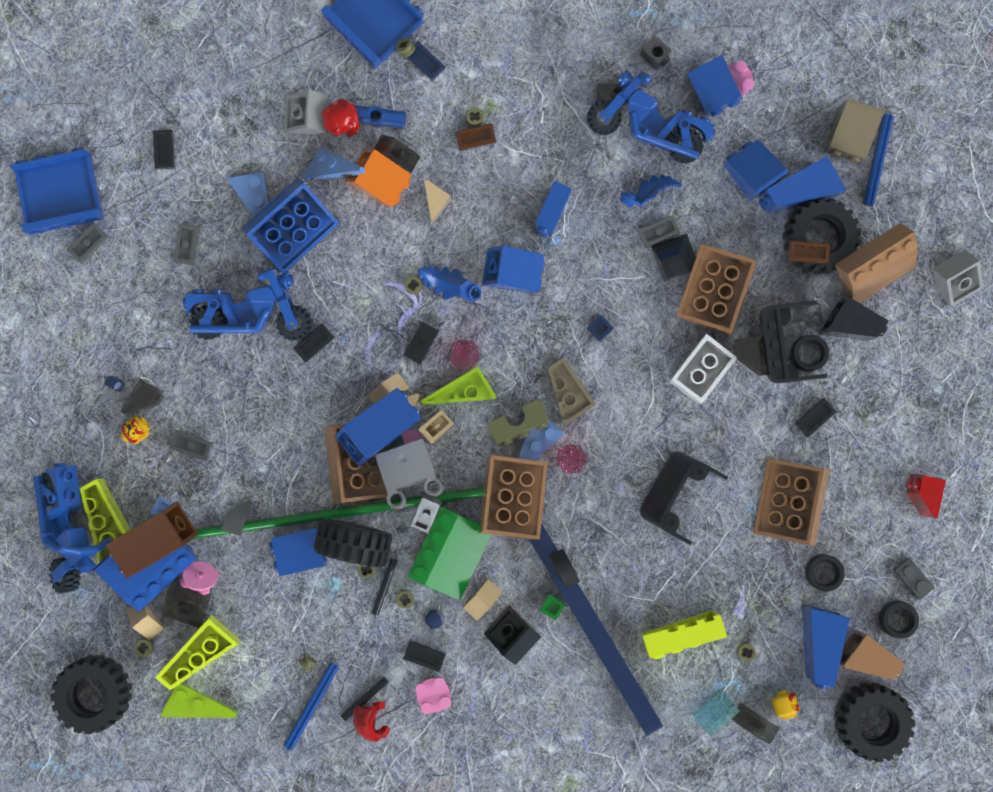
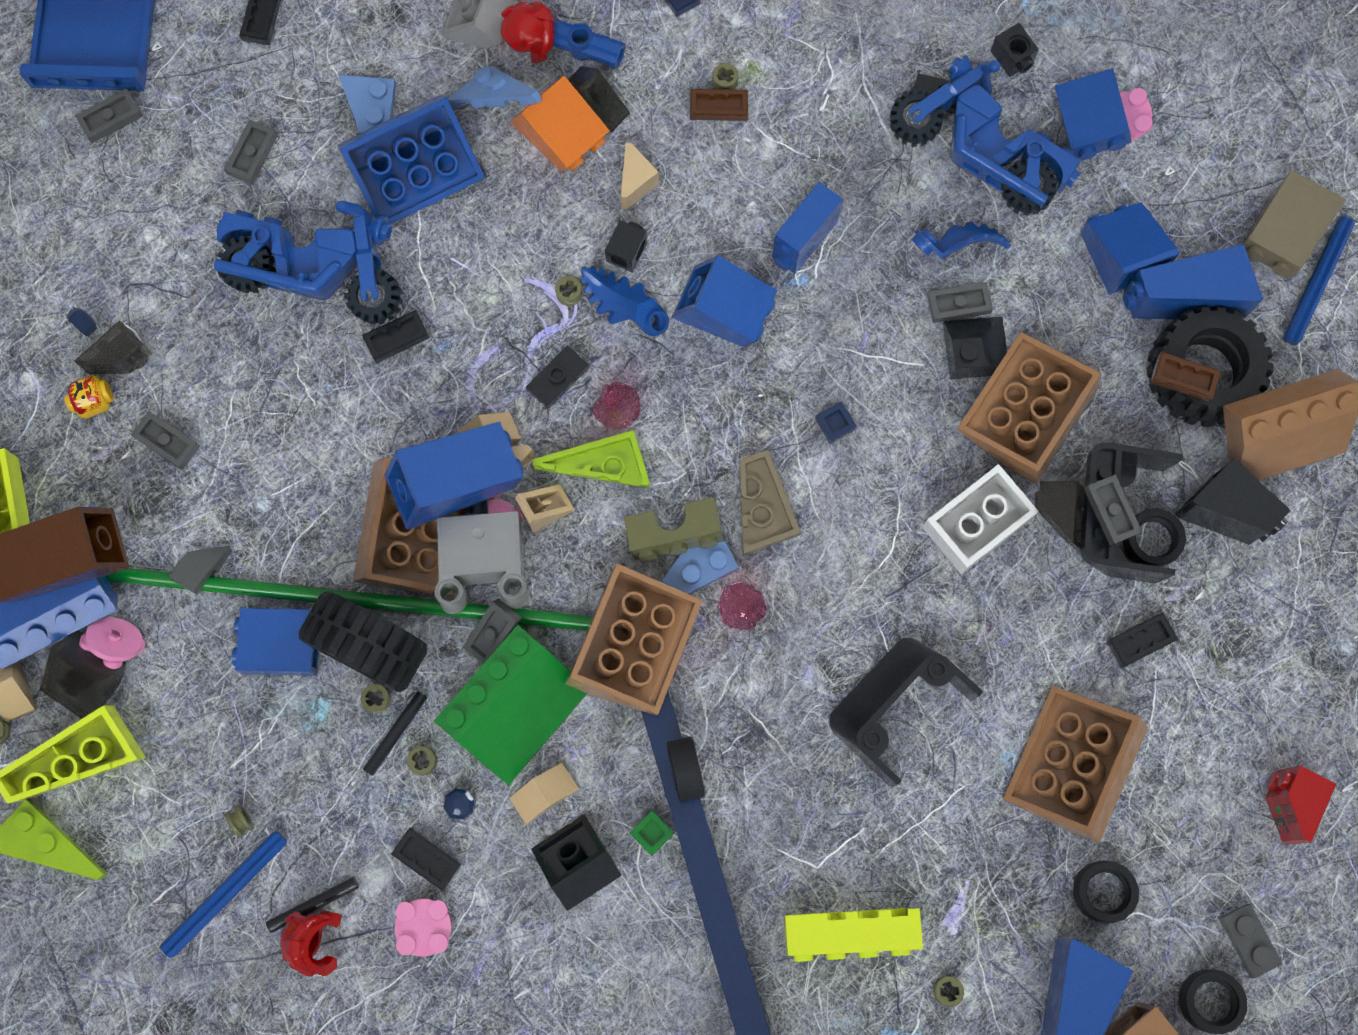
camera: 15 degrees right, 10 degrees down
(442, 247) = (626, 245): none -> black brick
(782, 349) = (1112, 510): none -> dark grey plate

